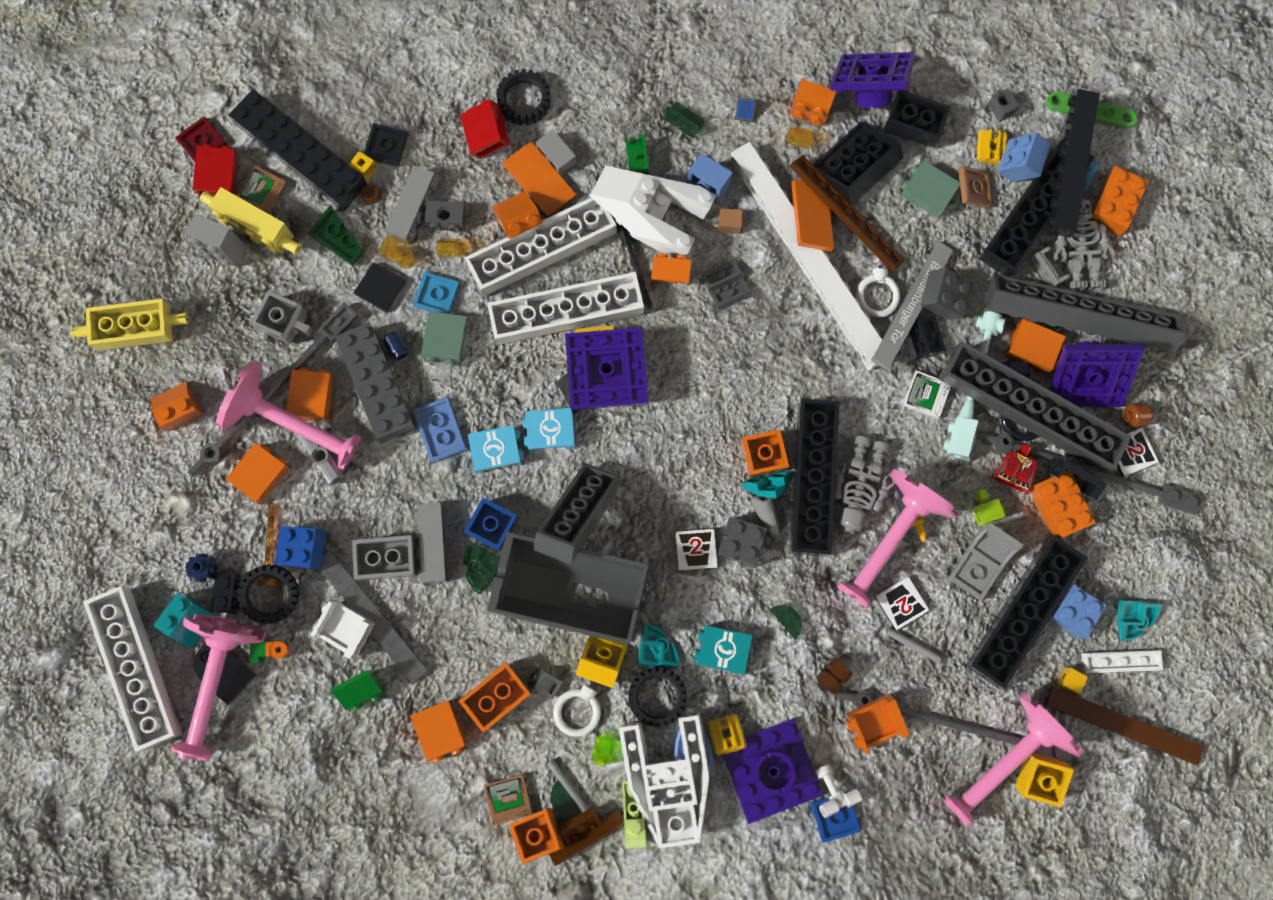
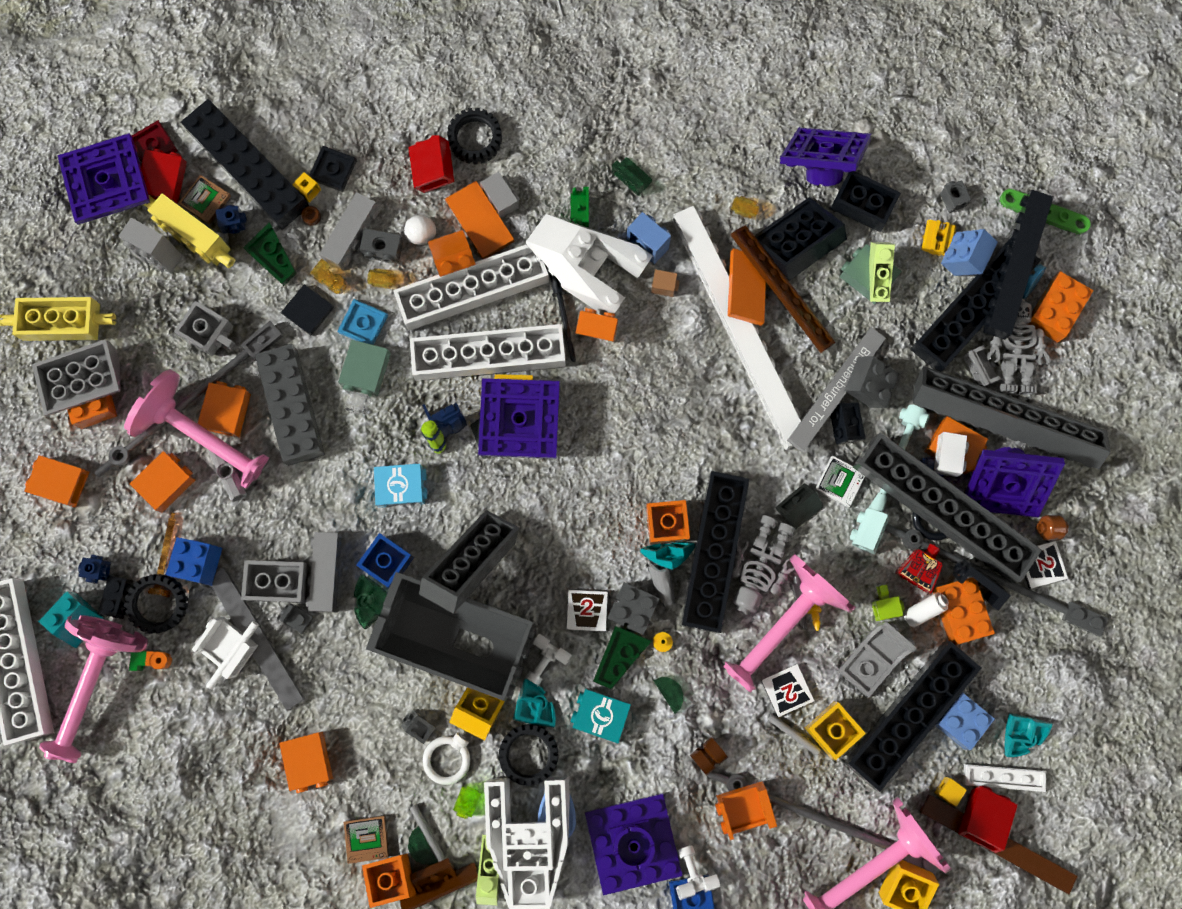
camera: 10 degrees right, 0 degrees up
(150, 485) = (56, 481): none -> orange brick
(159, 179) = (103, 179): none -> dark purple piece
(159, 379) = (77, 377): none -> light grey slope
(234, 676) = (111, 682): black tile -> none
(292, 206) = (231, 219): none -> dark blue brick
(359, 690) = (232, 710): green slope -> none
(362, 616) = (244, 638): none -> white bar
(396, 345) = (315, 370): dark blue brick -> none
(409, 592) = (296, 618): none -> dark grey bracket
(439, 430) = (348, 459): medium blue tile -> none
(481, 195) = (419, 229): none -> white hair
(495, 697) = (366, 735): orange brick -> none
(530, 384) = (441, 425): none -> dark blue piece
(549, 429) = (456, 471): medium azure panel -> none
(665, 596) = (550, 653): none -> white bar
(722, 725) = (592, 791): yellow piece -> none
(726, 284) = (652, 346): dark grey slope -> none
(734, 588) = (619, 656): none -> dark green wing
(745, 109) = (694, 172): slope -> none
(769, 571) = (658, 644): none -> yellow tile
(812, 102) = (761, 173): orange brick -> none
(879, 276) = (807, 355): white piece -> none
(891, 422) = (800, 506): none -> pearl dark grey panel
(941, 184) = (881, 270): none -> yellowish green slope
(953, 635) = (835, 730): none -> yellow brick
(975, 187) = (915, 277): medium nougat tile -> none
(1027, 508) = (926, 609): none -> white brick
(1032, 354) = (951, 454): none -> white brick
(1112, 702) = (988, 819): none -> red brick

